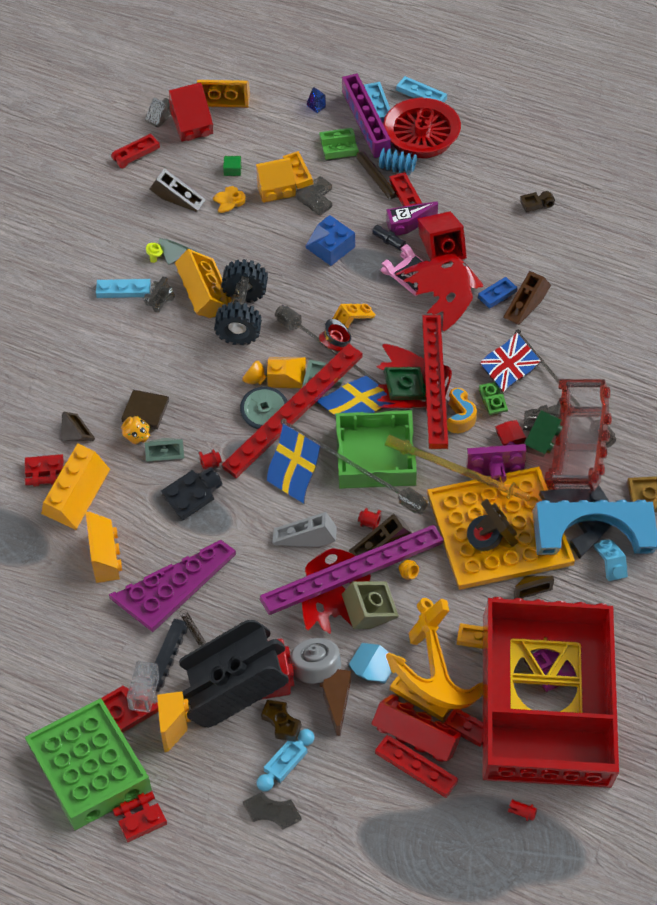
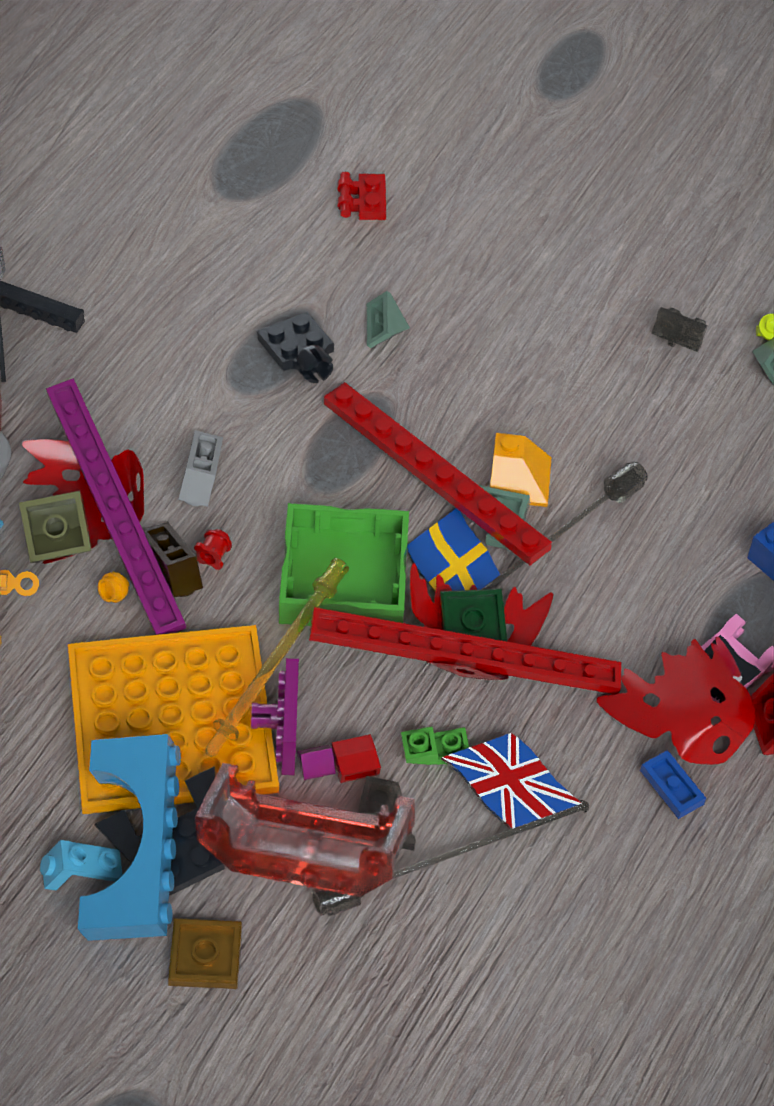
camera: 90 degrees right, 0 degrees up
(74, 428) = (433, 229): dark brown slope -> none
(75, 487) = (320, 217): light orange slope -> none
(103, 548) = (211, 236): light orange slope -> none
(123, 288) = (699, 290): medium azure plate -> none
(135, 430) = (414, 285): light orange head -> none
(147, 406) = (456, 302): dark brown tile -> none
(169, 588) = (140, 312): magenta wing -> none
(190, 628) = (38, 348): dark brown piece -> none
(202, 283) = (698, 384): light orange slope -> none
(210, 459) = (351, 366): red brick -> none
(237, 321) = (646, 409): black plate -> none
(255, 374) = (511, 424): light orange brick -> none
(258, 398) = (462, 431): sand green wheel -> none
(297, 460) = (318, 462): flag -> none
(335, 335) = (578, 537): red piece -> none
(347, 312) = (631, 570): light orange bracket -> none
(465, 411) = (410, 699): light orange animal -> none
(487, 530) = (151, 689): plate -> none
(527, 298) = (659, 828): reddish brown slope -> none
(533, 585) = (55, 744): dark brown slope -> none
(542, 433) = (327, 779): dark green slope -> none

